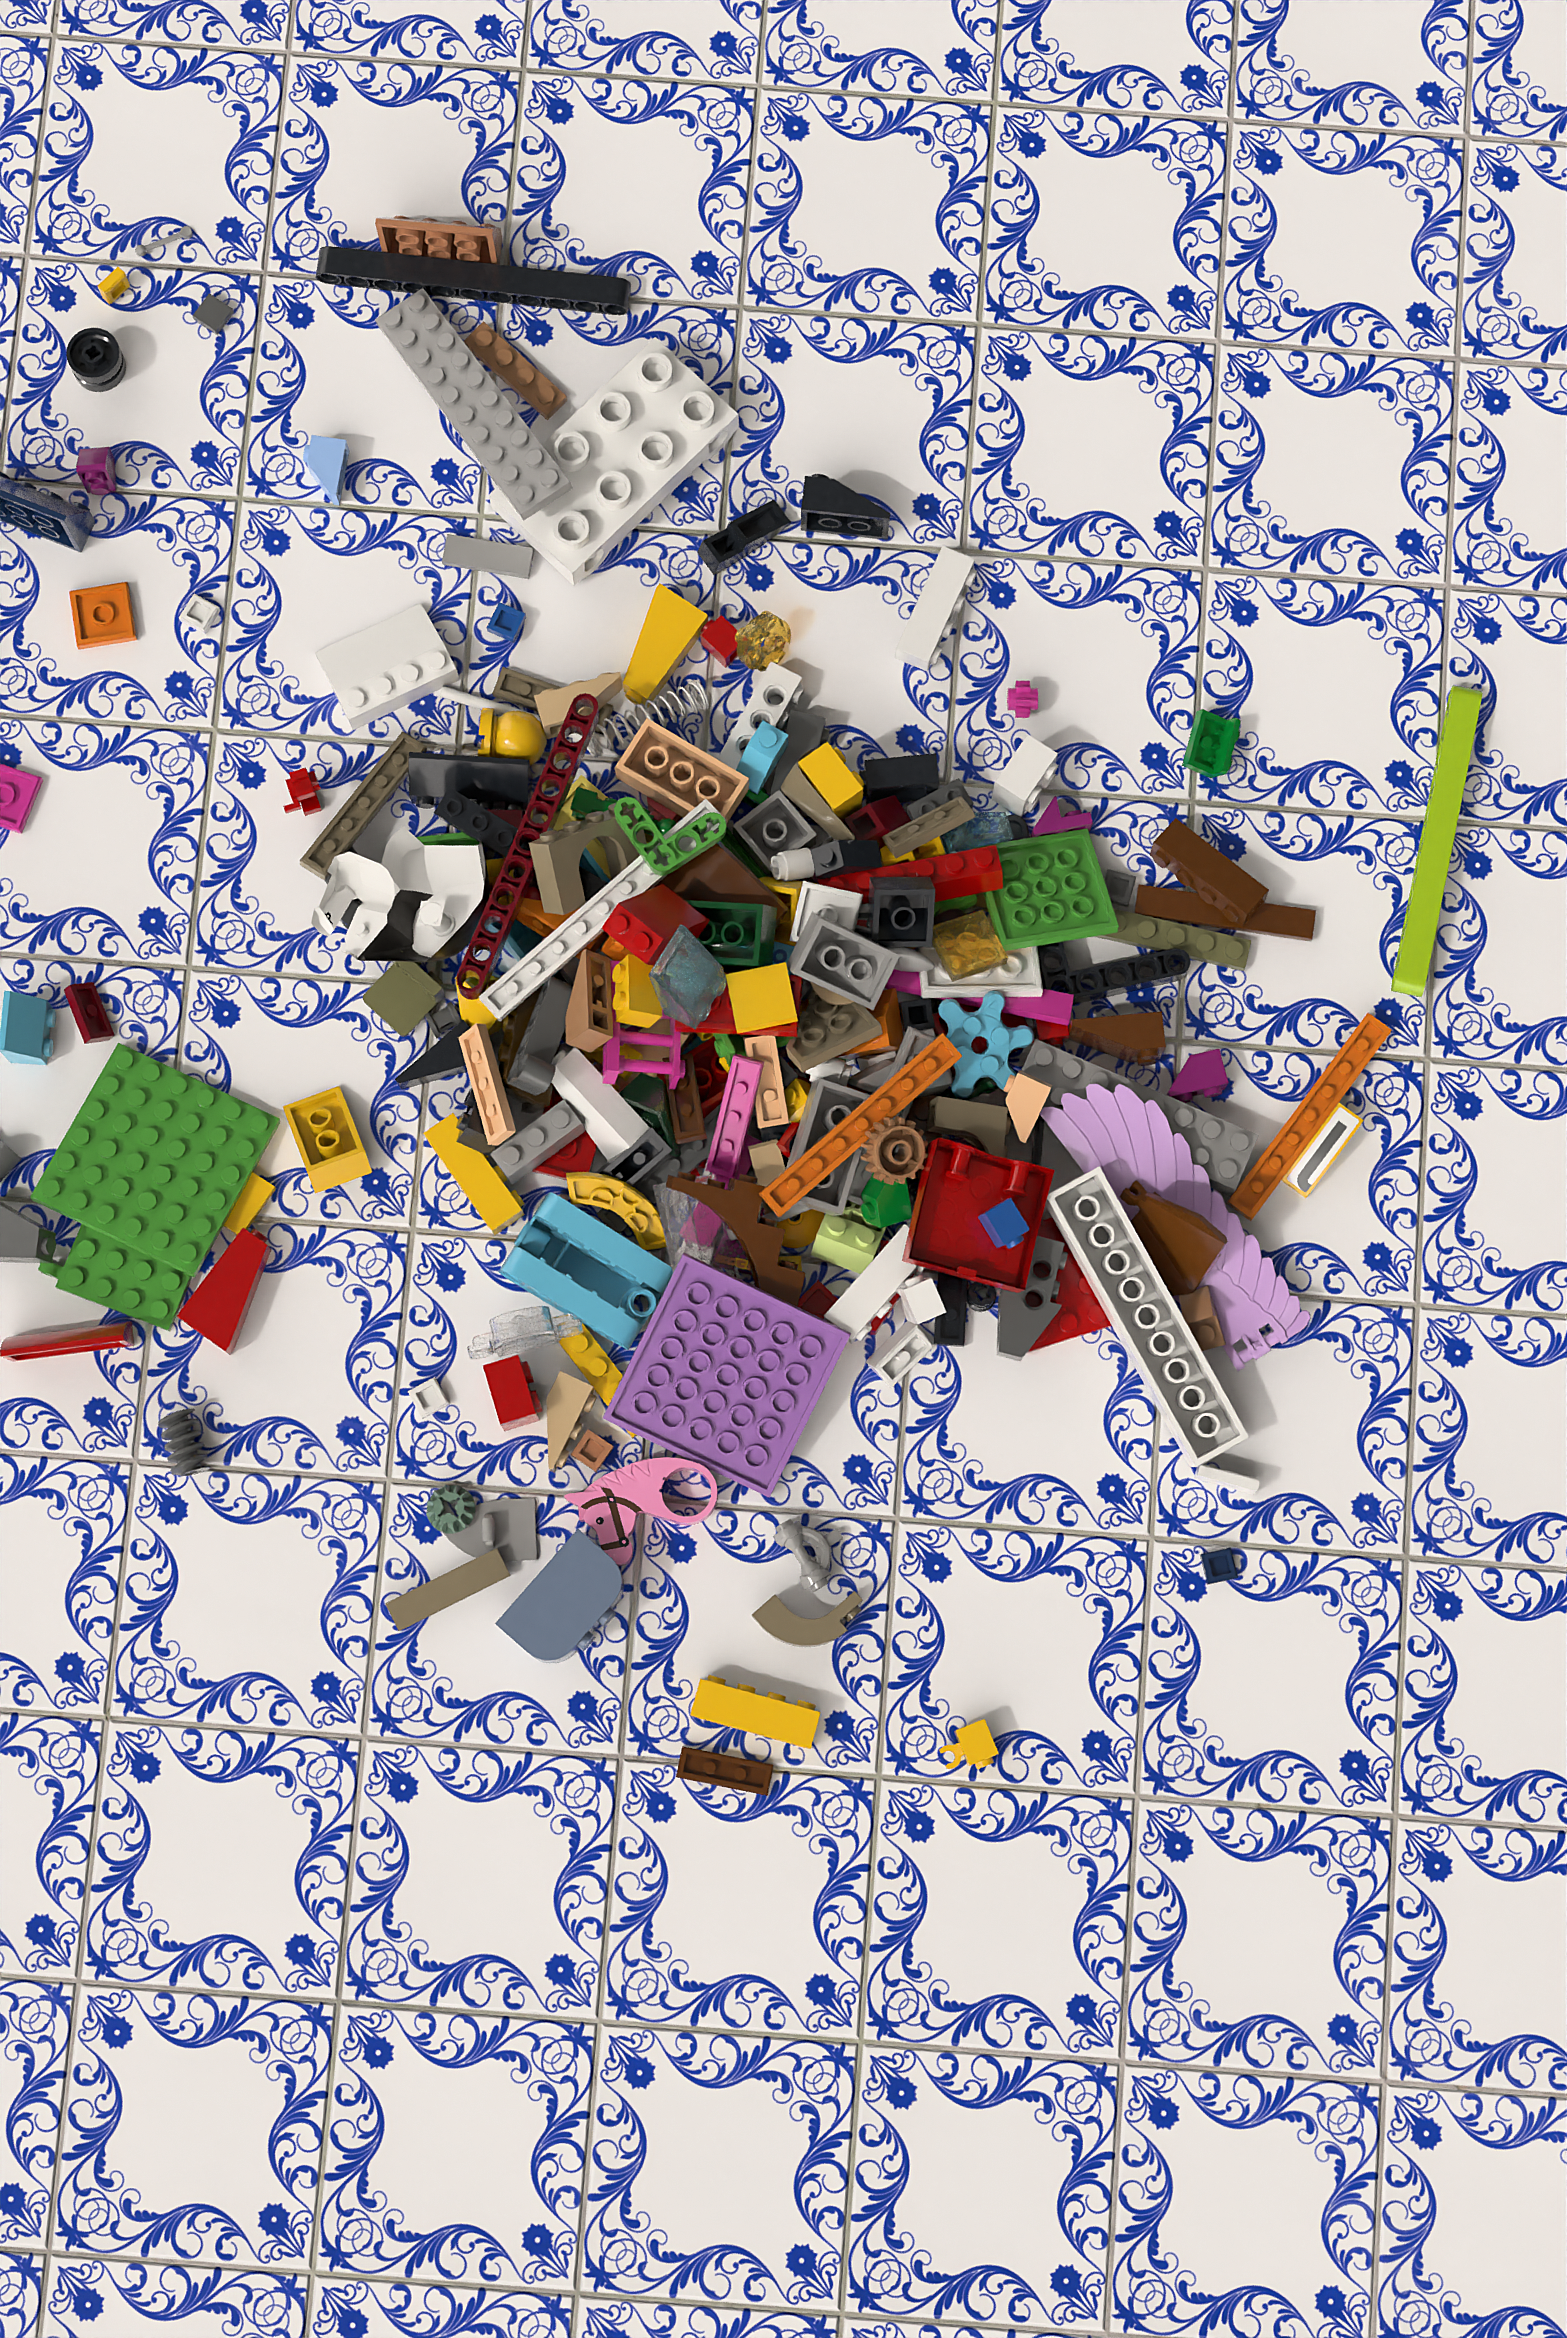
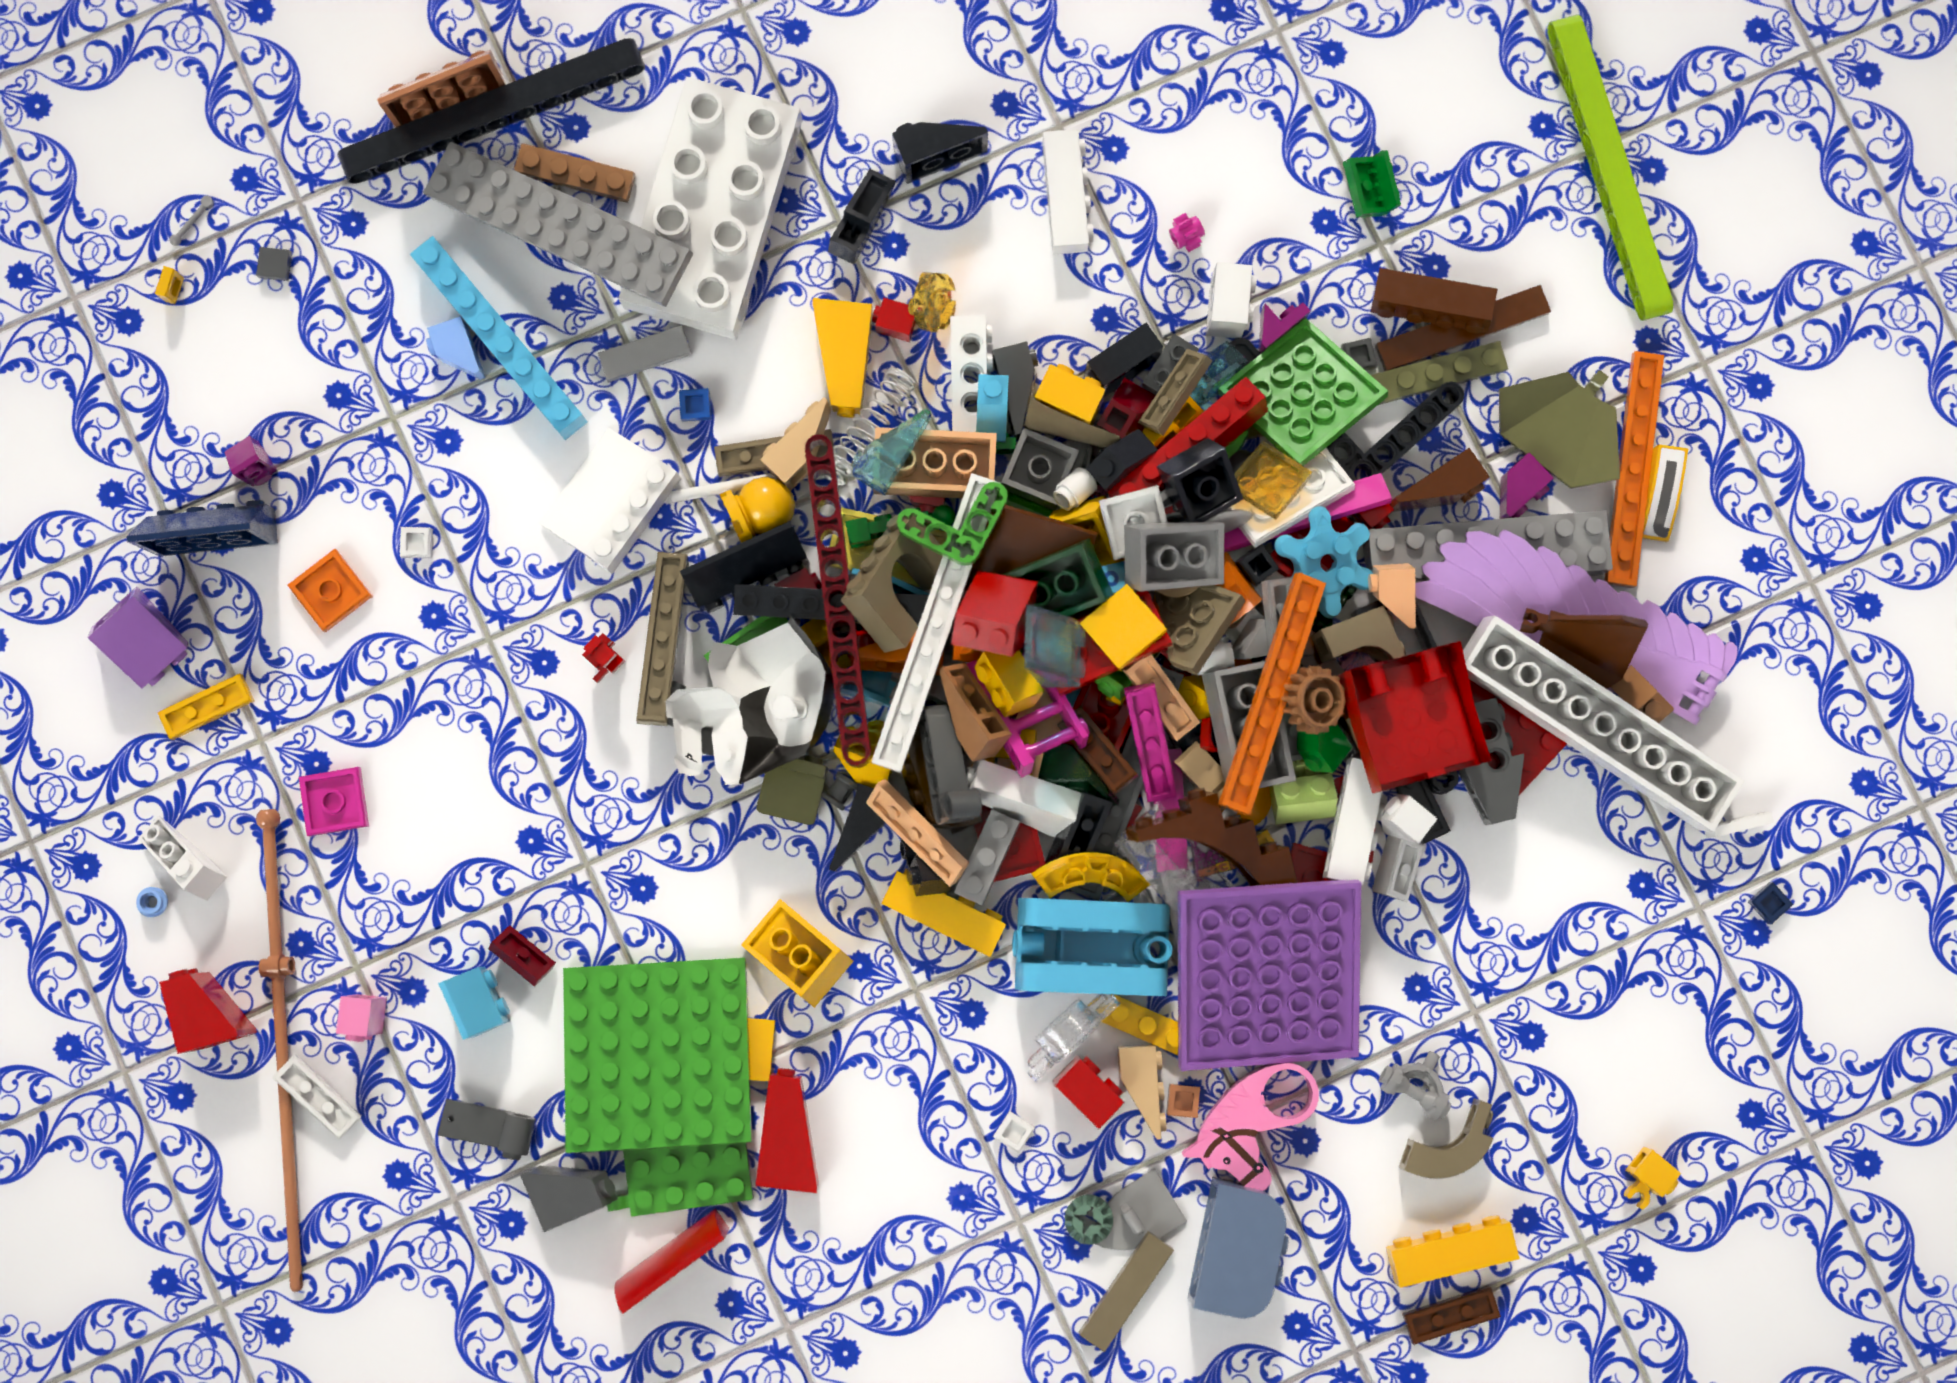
camera: 30 degrees left, 5 degrees up
(96, 359) = (191, 361): black wheel -> none
(183, 1443) = (825, 1294): dark grey piece -> none
(369, 477) = (499, 338): none -> medium azure brick
(643, 744) = (886, 455): none -> clear light blue slope
(1004, 1224) = (1442, 712): blue brick -> none
(1263, 1043) = (1563, 427): none -> olive panel

